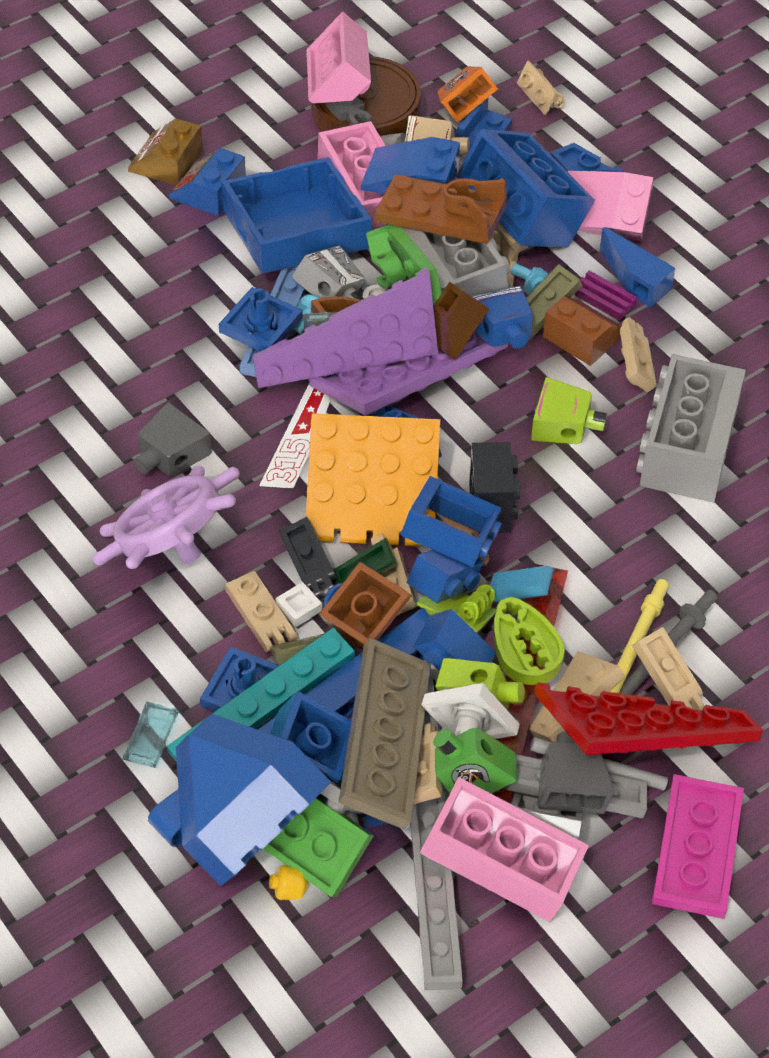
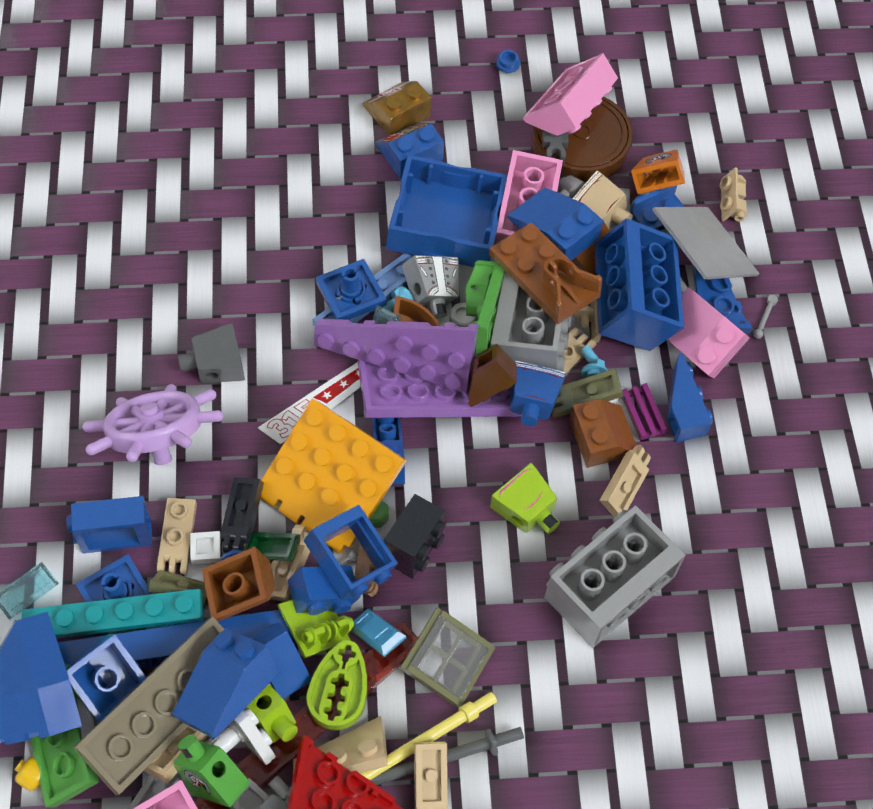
camera: 30 degrees right, 10 degrees up
(196, 626) = (110, 524): none -> blue window
(241, 70) = (508, 61): none -> blue plate
(433, 674) = (225, 682): none -> blue slope
(551, 130) = (705, 242): none -> light grey piece
(599, 571) = (447, 657): none -> clear piece
(640, 156) = (771, 301): none -> light grey hinge

